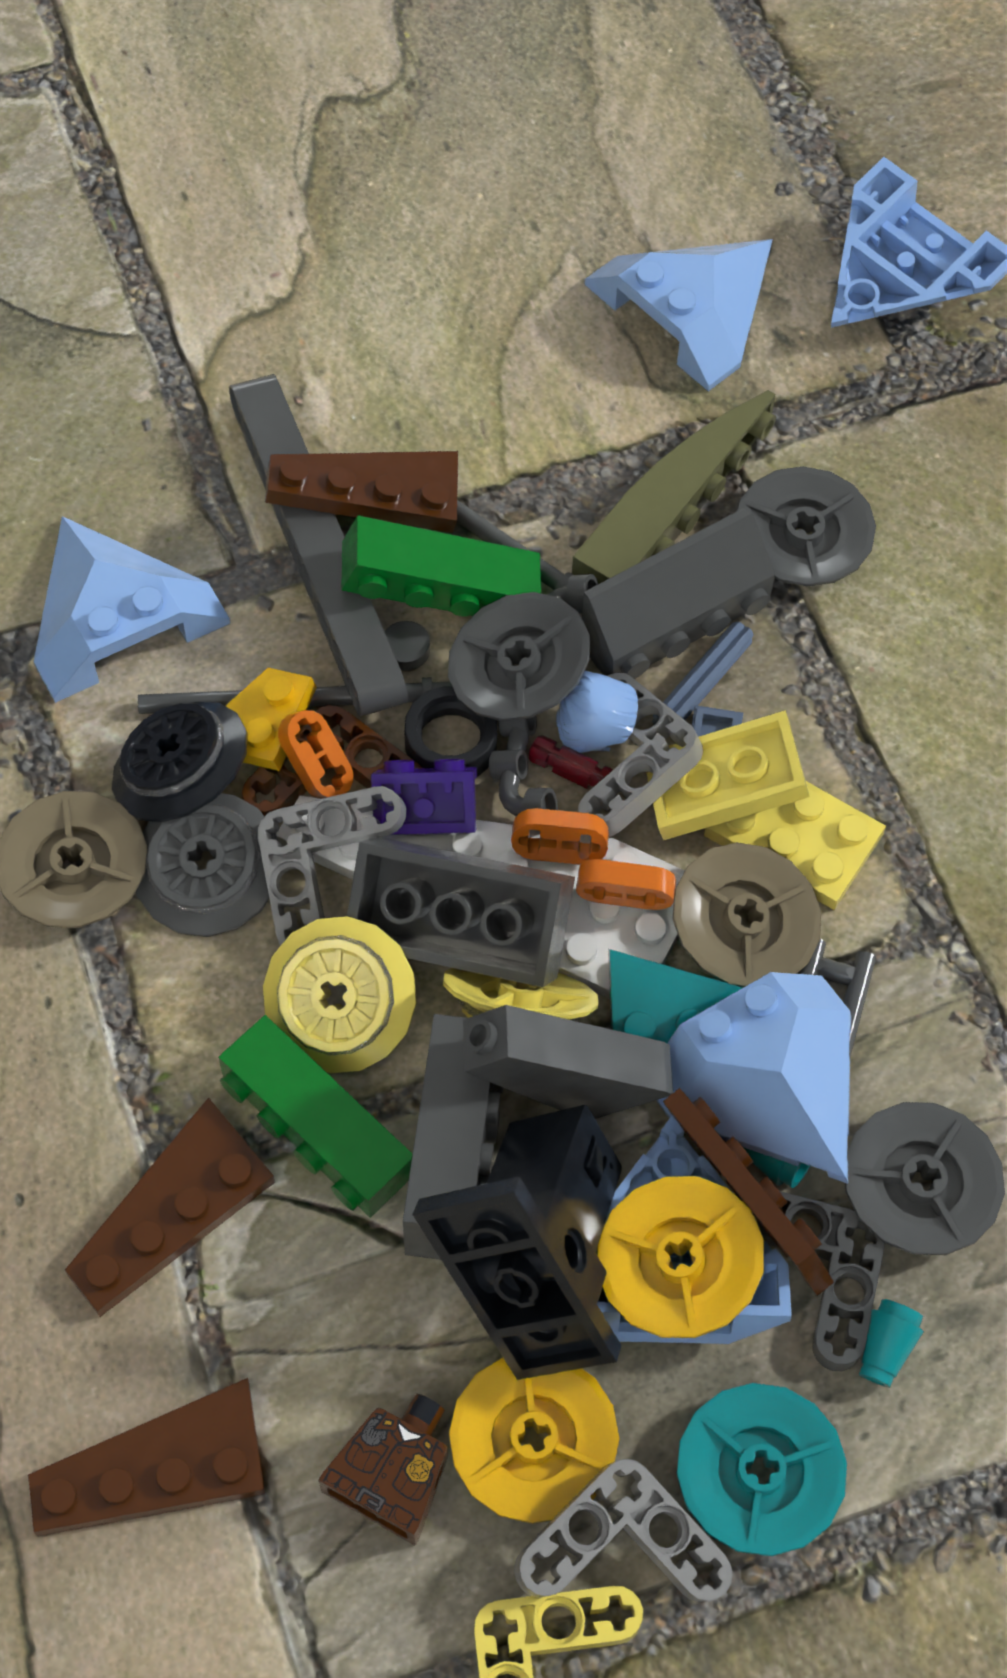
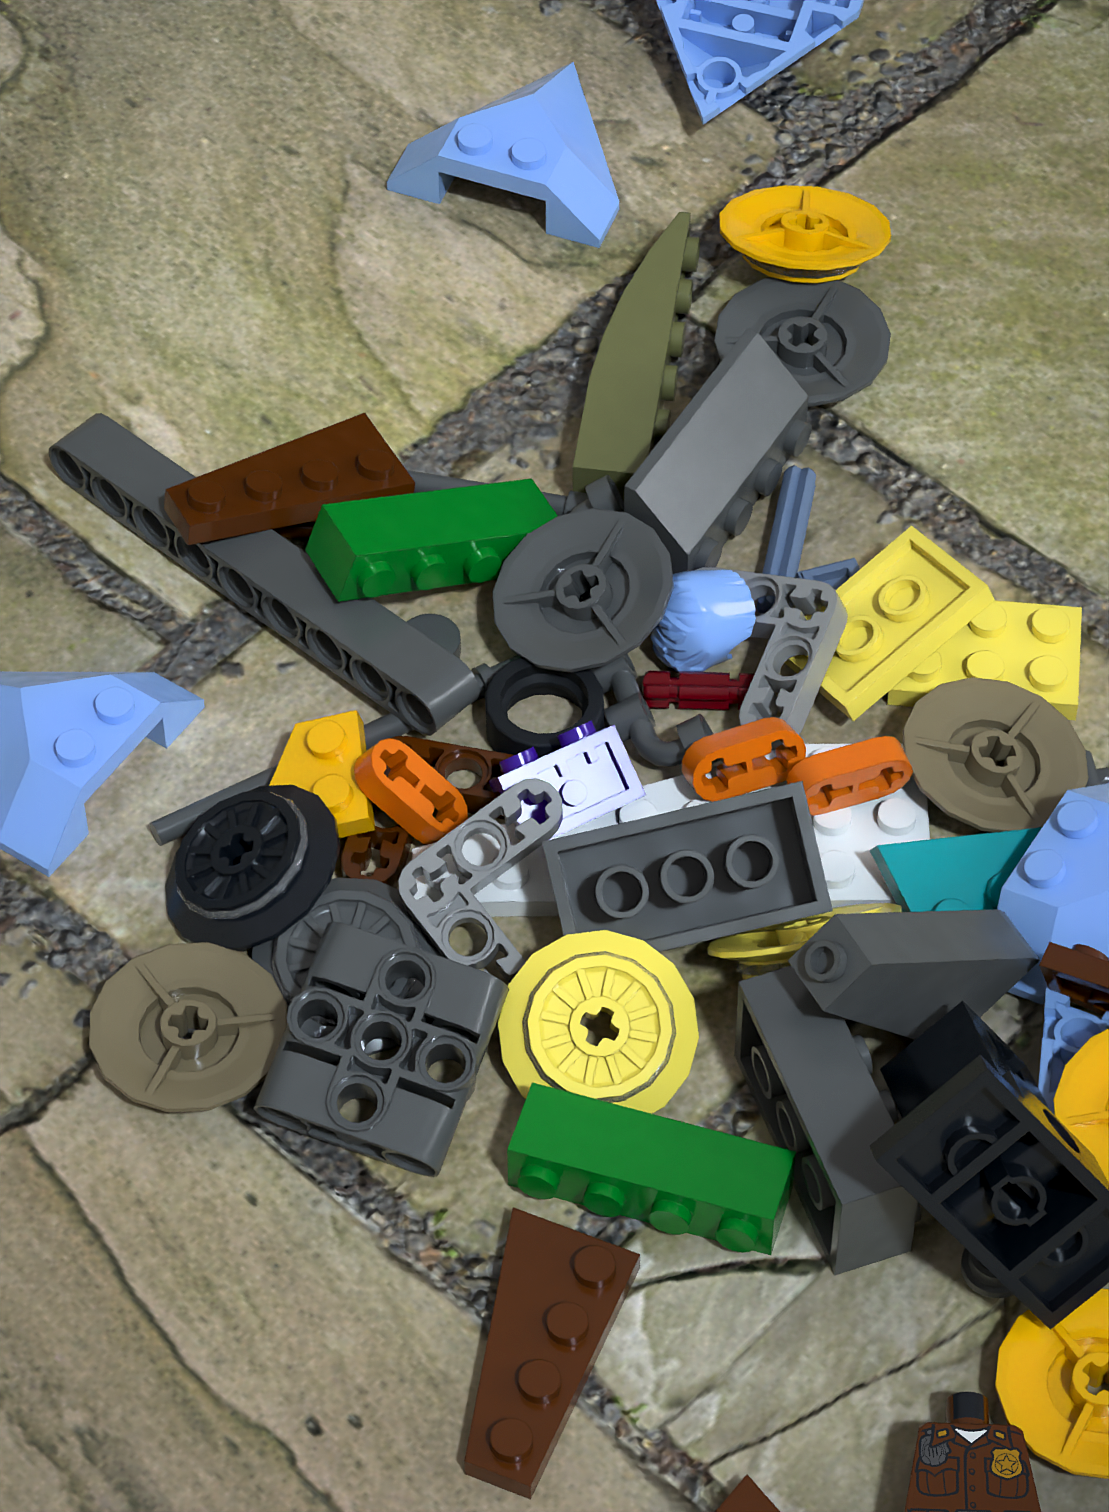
camera: 25 degrees left, 10 degrees down
(119, 953) = (319, 1075): none -> dark grey connector
(854, 441) = (804, 232): none -> yellow piece

